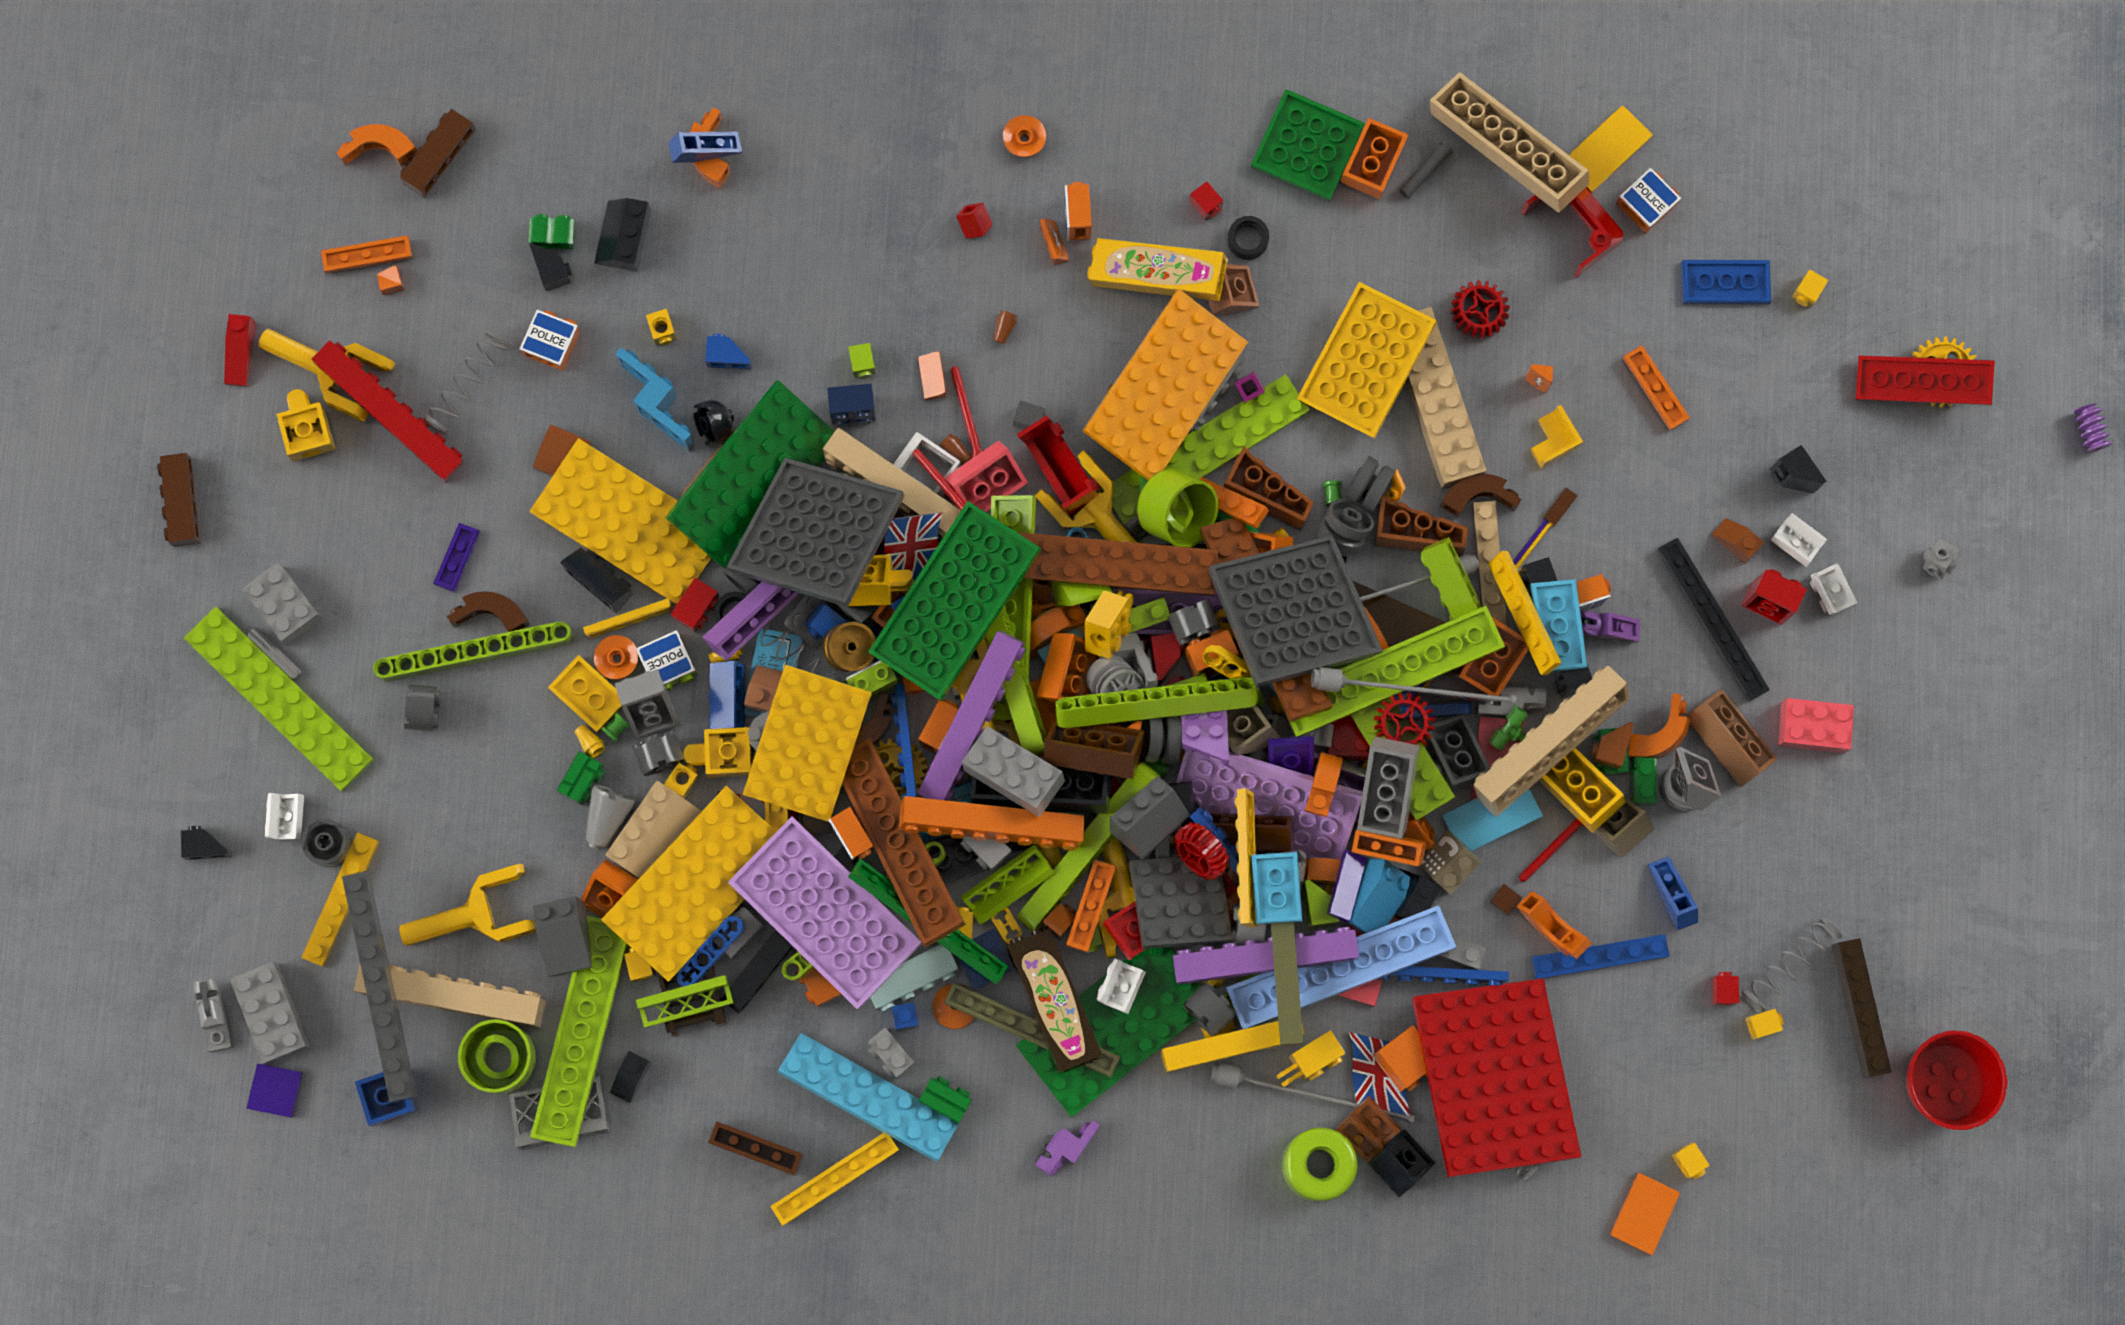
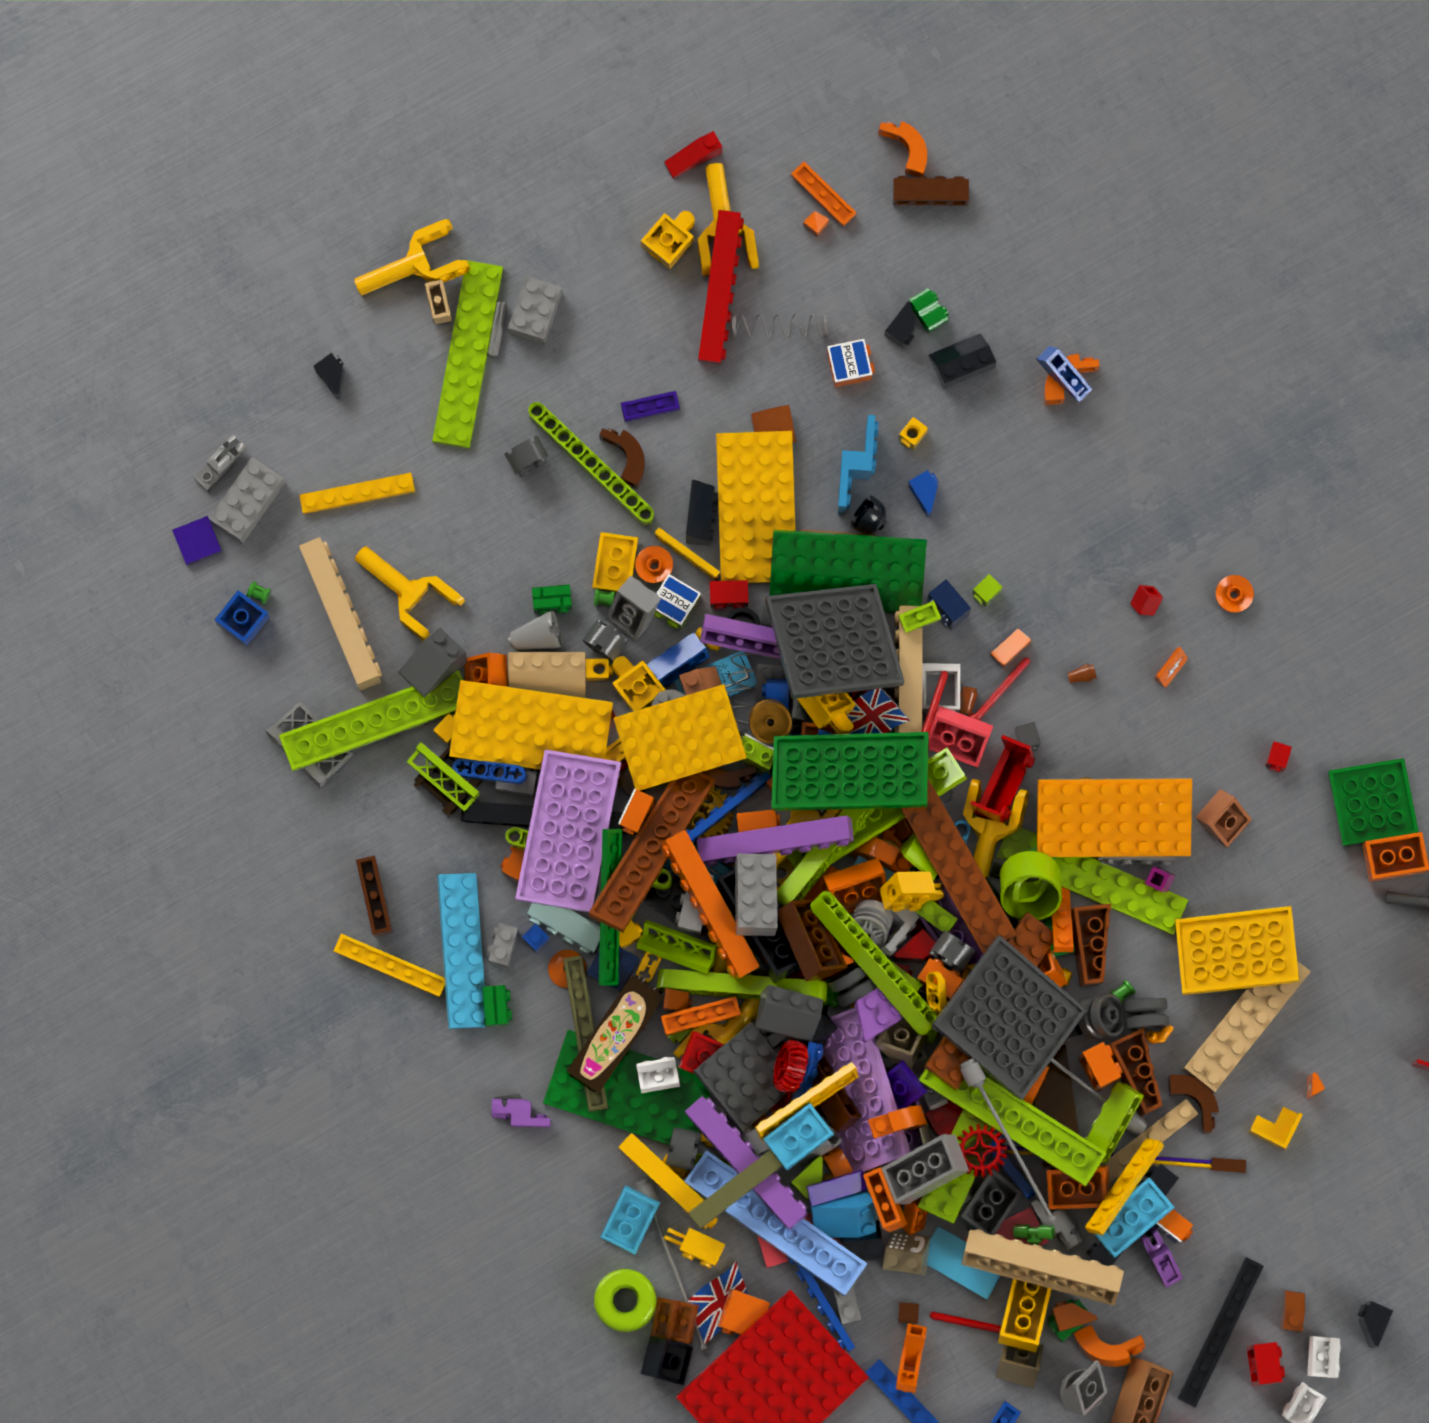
camera: 60 degrees right, 0 degrees up
(150, 689) = (414, 262): none -> yellow piece
(179, 500) = (560, 189): reddish brown brick -> none
(205, 692) = (438, 302): none -> tan brick
(284, 816) = (388, 415): white bracket -> none
(321, 831) = (378, 456): dark grey brick -> none
(370, 1063) = (258, 592): none -> bright green bush
(379, 987) = (312, 561): dark grey brick -> none
(475, 1047) = (316, 655): lime piece -> none
(591, 743) = (582, 587): yellow cone -> none
(630, 1076) = (367, 775): black slope -> none
(847, 436) = (919, 617): none -> lime plate
(1077, 211) = (1203, 669): orange piece -> none
(1157, 269) = (1199, 755): brick -> none
(1243, 1107) = (630, 1219): none -> medium azure tile
(1253, 222) = (1276, 791): black tyre -> none
(1393, 559) = (1100, 1066): none -> orange brick
(1488, 305) = (1329, 1004): red gear -> none
(1643, 781) = (1062, 1357): green brick -> none
(1656, 387) = (1367, 1177): orange plate -> none

